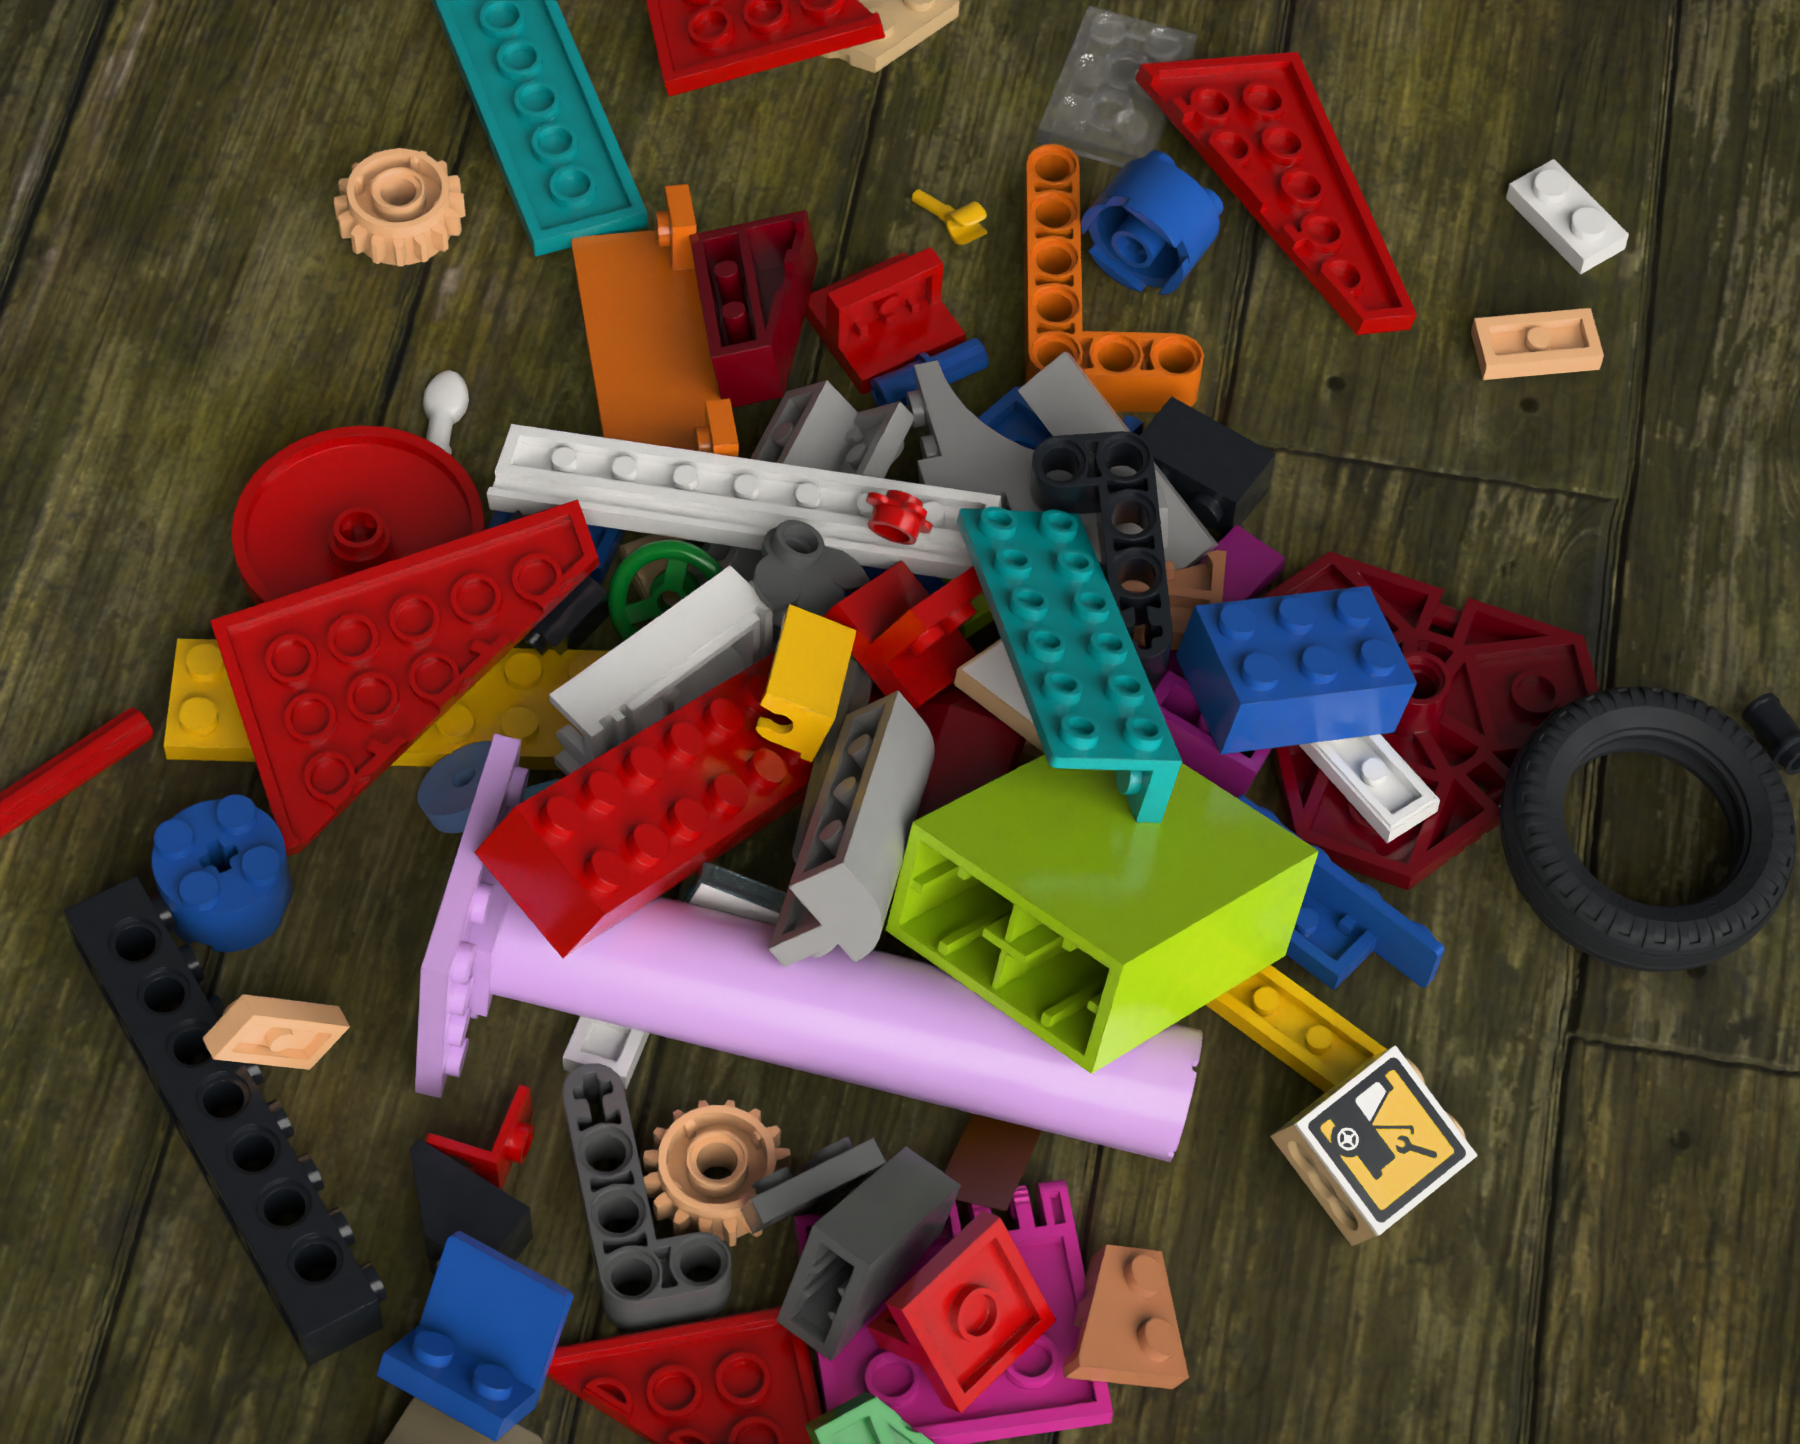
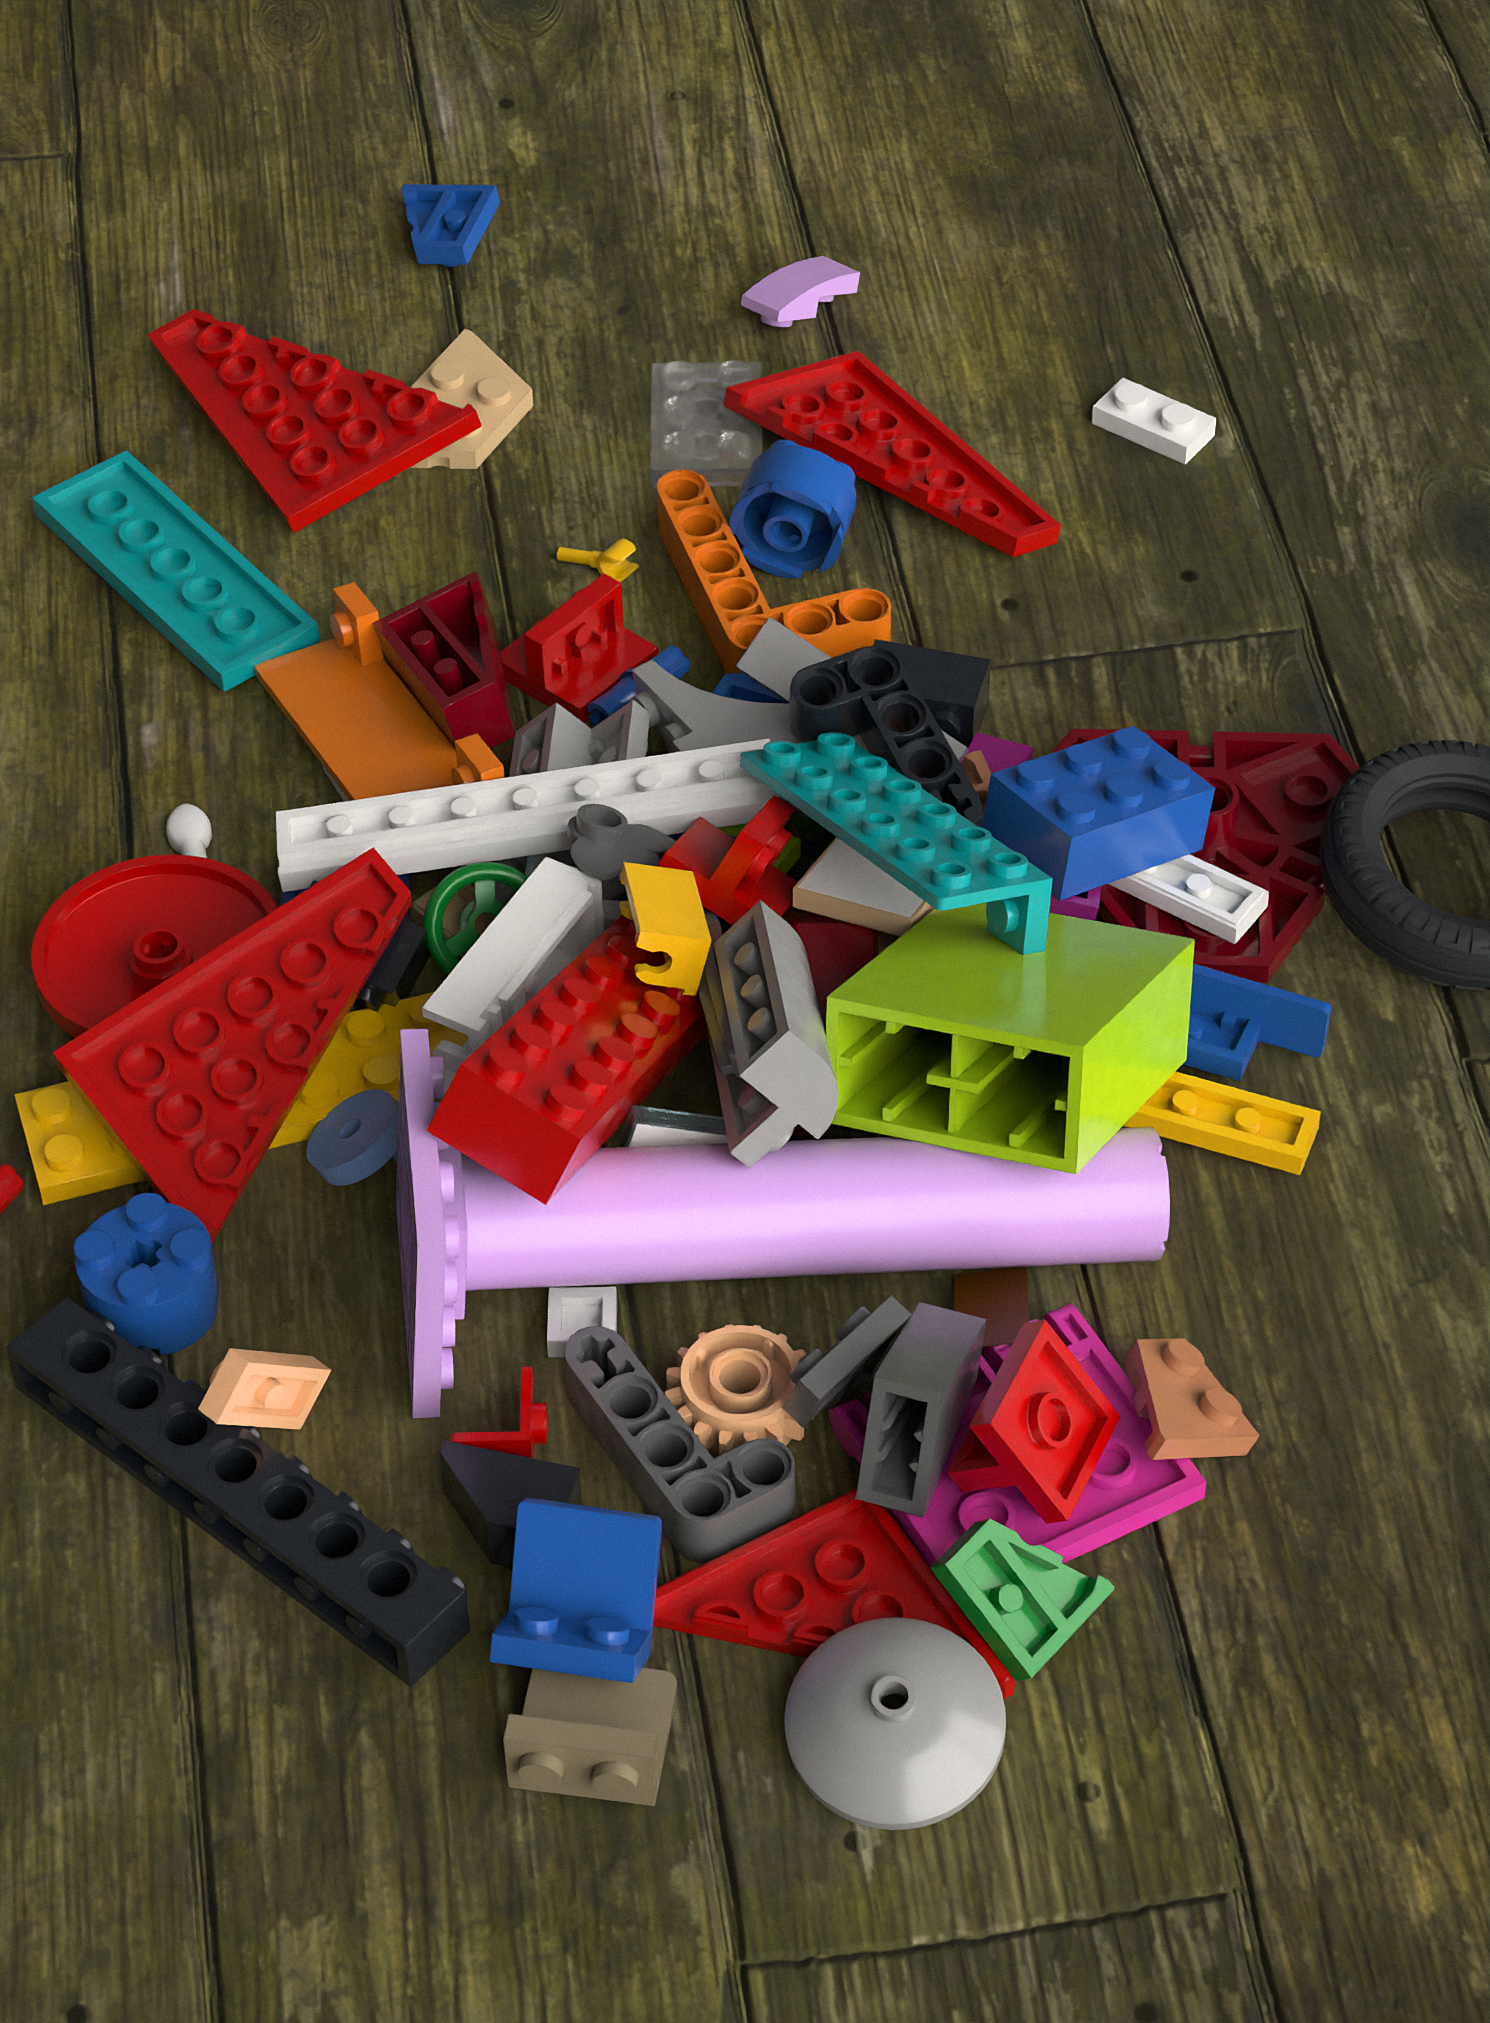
camera: 15 degrees left, 10 degrees down
(399, 207) = (78, 681): light nougat gear -> none
(897, 517) = (686, 774): red plate -> none
(1374, 1145) = (1342, 1187): piece -> none
(1537, 343) = (1176, 522): light nougat plate -> none

